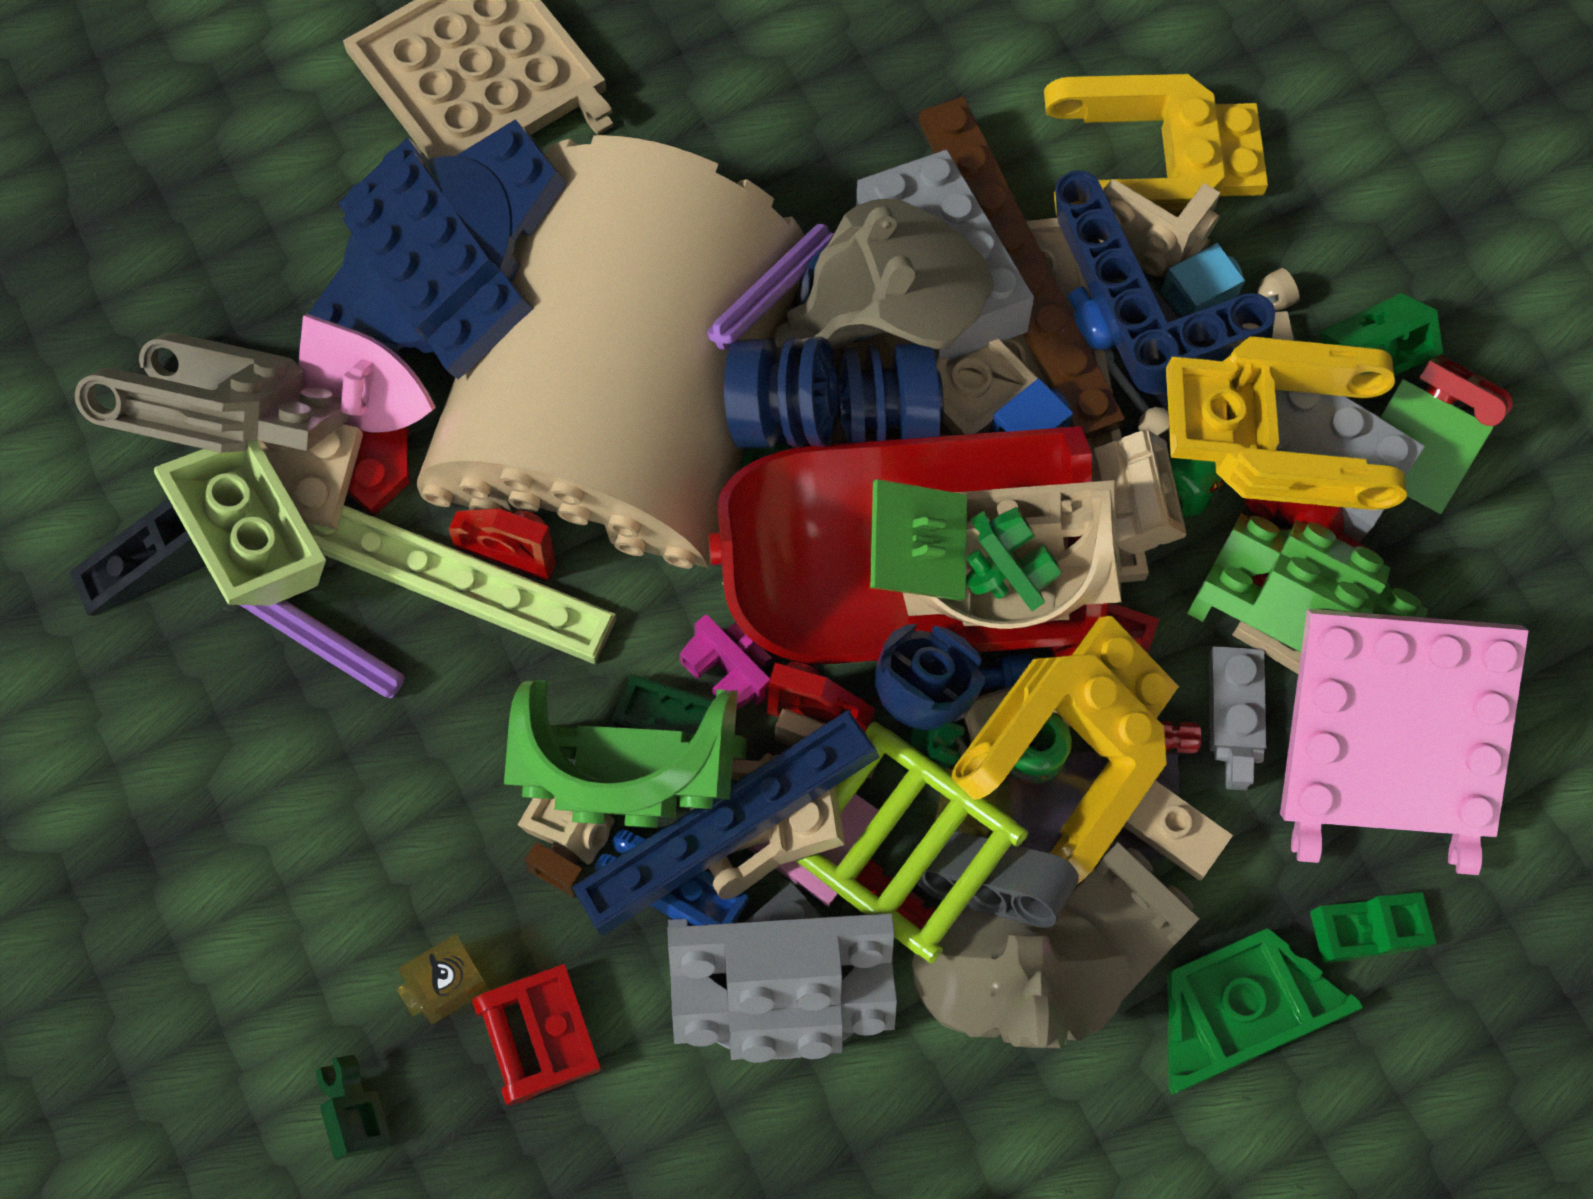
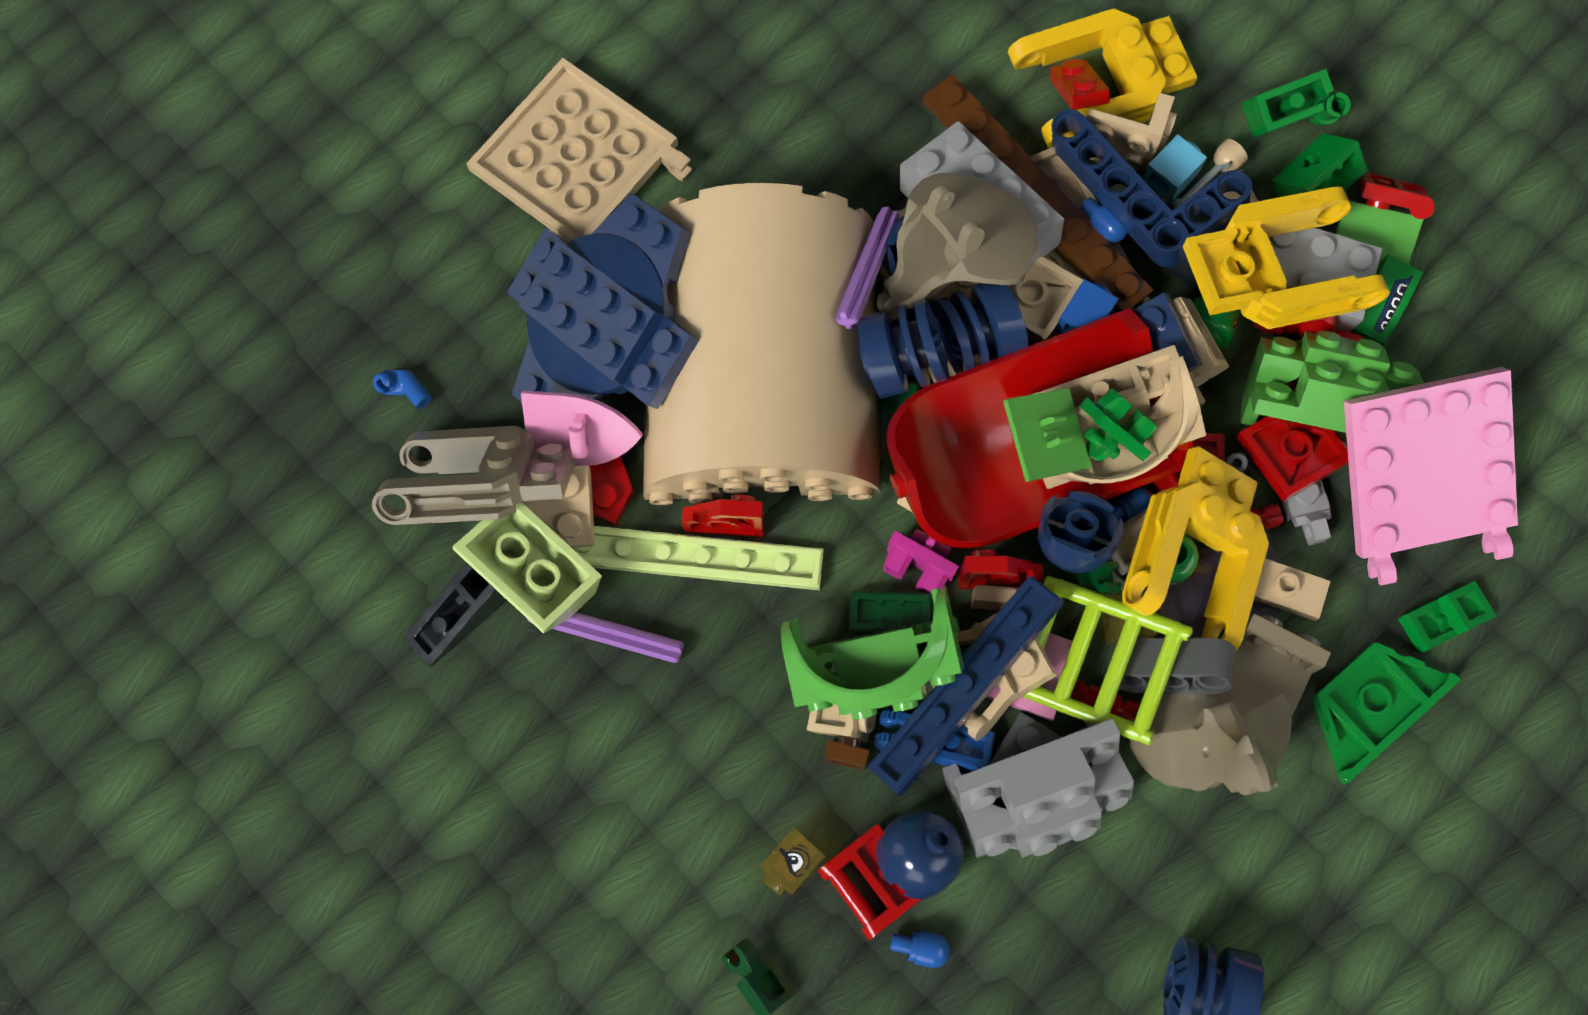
camera: 10 degrees left, 5 degrees up
(176, 274) = (402, 383): none -> blue arm
(569, 1135) = (922, 948): none -> blue cylinder
(603, 1015) = (920, 853): none -> dark blue cylinder
(1117, 152) = (1079, 84): none -> red plate
(1118, 459) = (1168, 329): none -> dark blue plate
(1152, 419) = (1173, 283): hinge -> none
(1175, 659) = (1241, 462): none -> dark grey arm
(1234, 664) = (1293, 453): none -> red plate
(1378, 248) = (1296, 102): none -> green hinge
(1413, 523) = (1382, 318): none -> green slope

